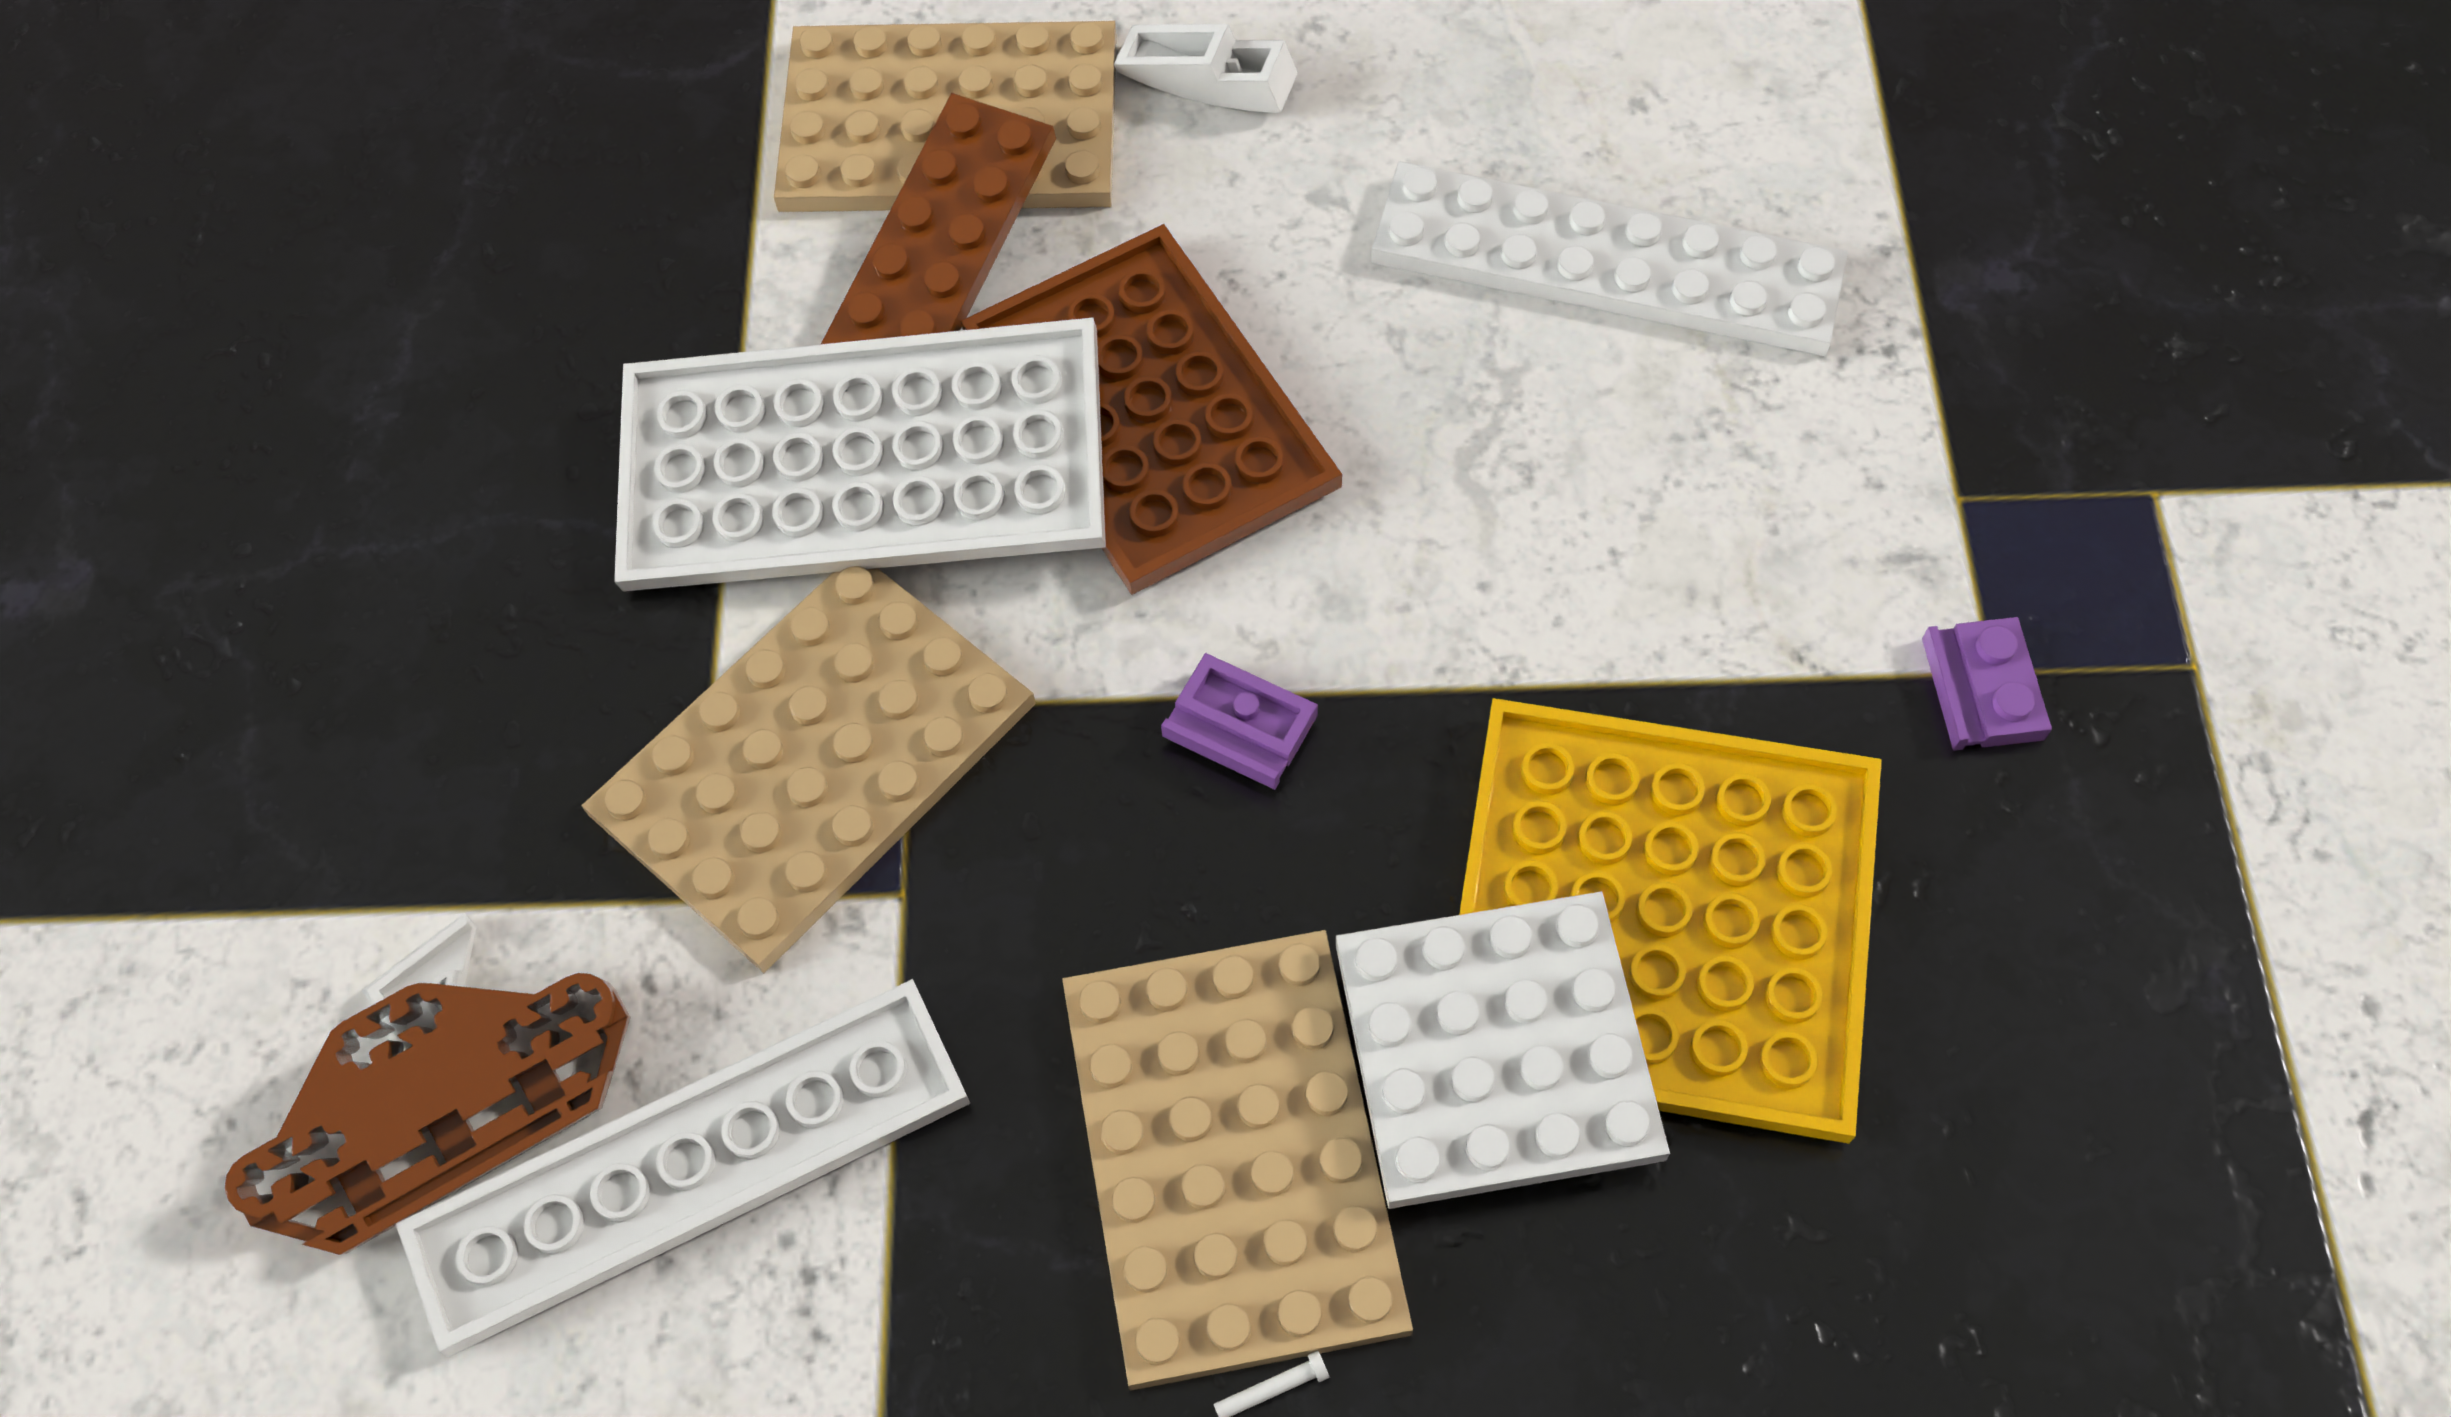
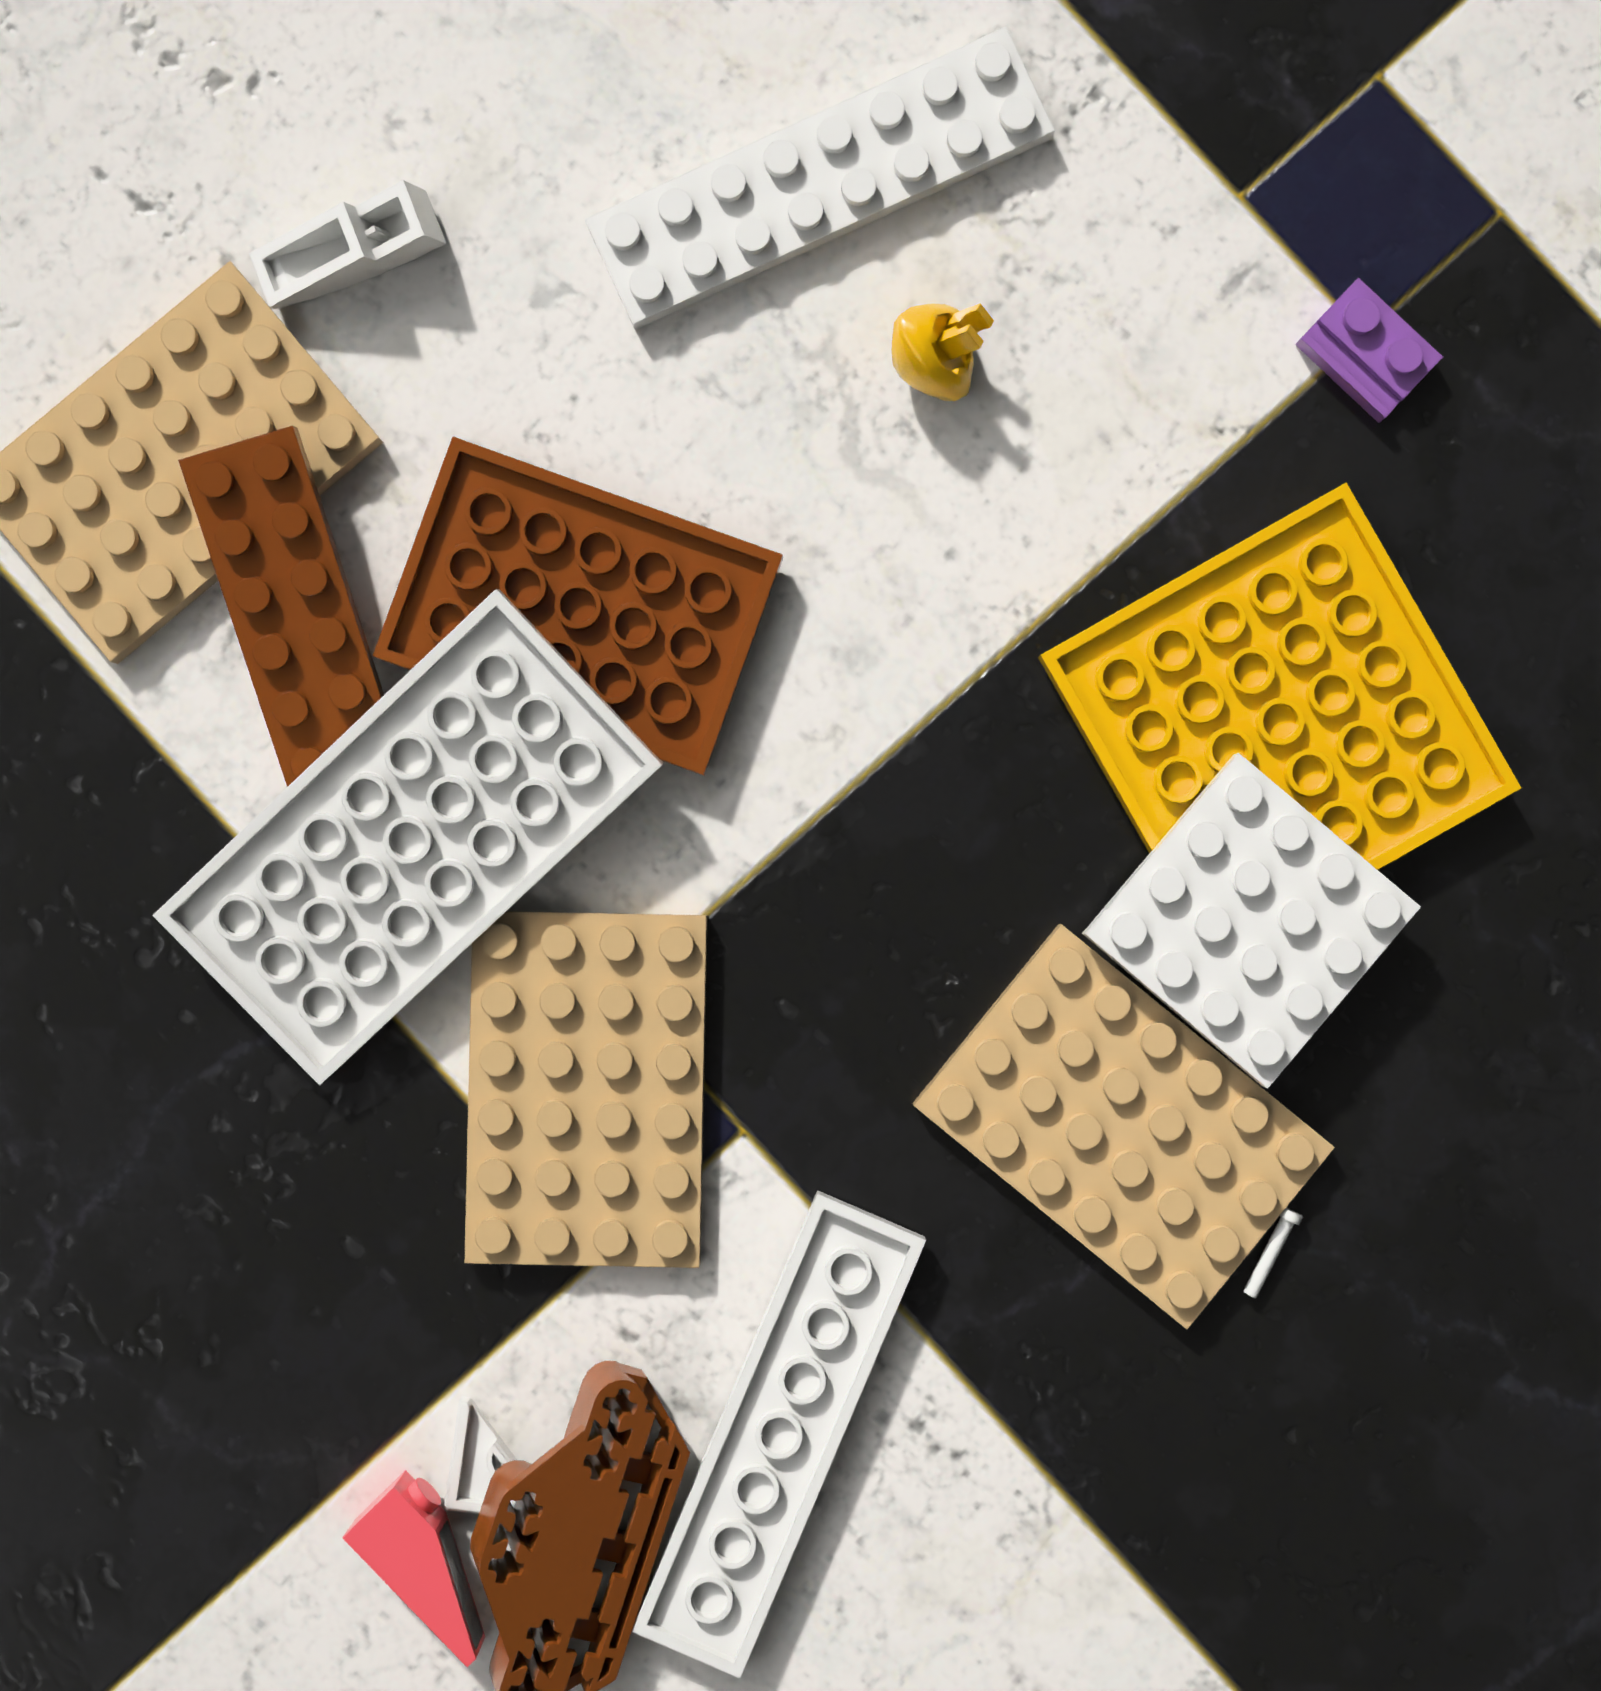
camera: 40 degrees left, 25 degrees up
(303, 989) = (415, 1553): none -> coral slope
(1240, 720) = (872, 815): medium lavender plate -> none
(1599, 417) = (936, 348): none -> yellow piece

